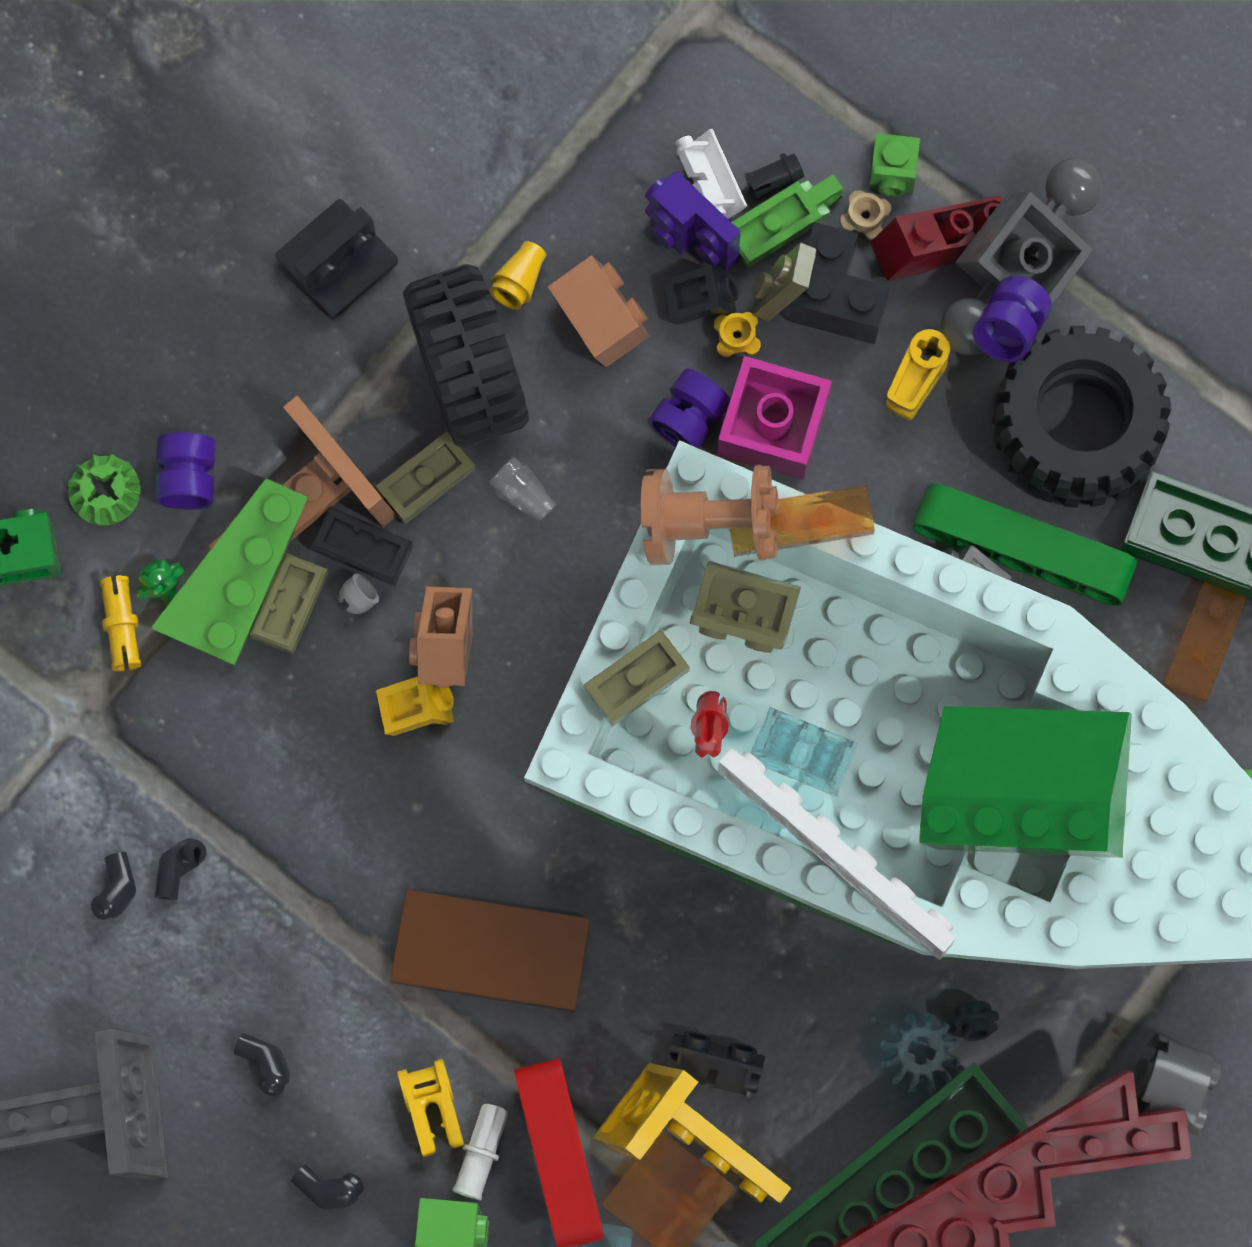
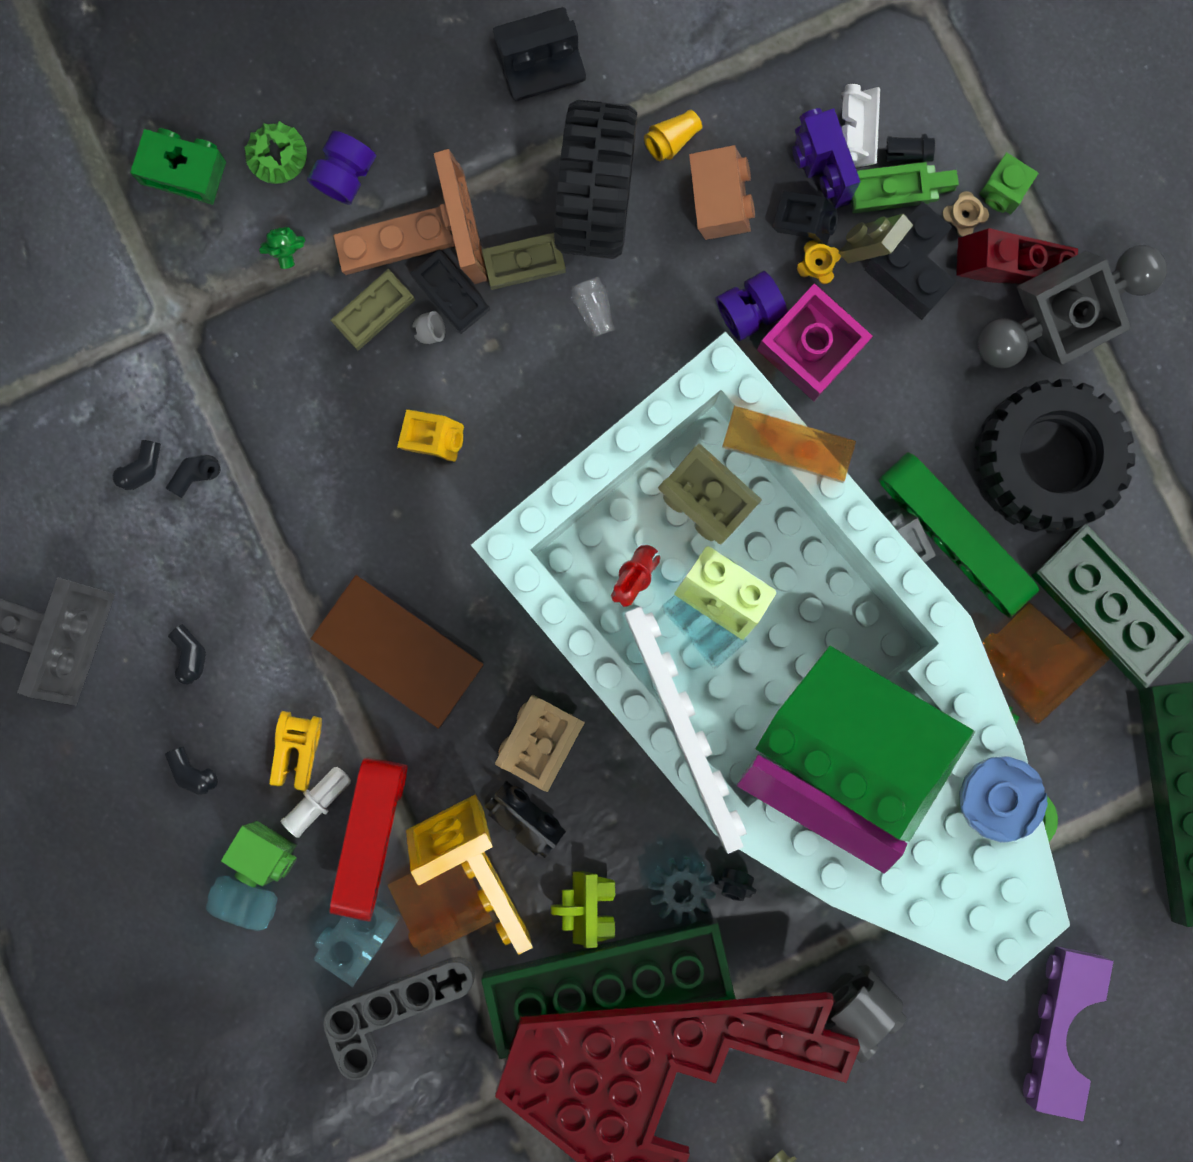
camera: 20 degrees right, 10 degrees up
(120, 623) = (238, 263): yellow pin -> none
(232, 581) = (337, 271): bright green wing -> none
(443, 636) = (474, 394): nougat brick -> none
(636, 677) = (595, 510): olive plate -> none
(690, 972) = (539, 742): none -> tan bracket
(691, 515) = (699, 400): nougat piece -> none
(810, 701) = (725, 593): none -> yellowish green bracket
(823, 1125) = (580, 909): none -> lime hips
(916, 376) = (942, 362): yellow piece -> none
(1012, 318) = (1039, 355): dark purple wheel -> none
(1019, 871) = (821, 814): none -> magenta tile
(1165, 631) = (1032, 655): none -> clear orange hinge
(1195, 770) = (1003, 799): none -> medium blue tile

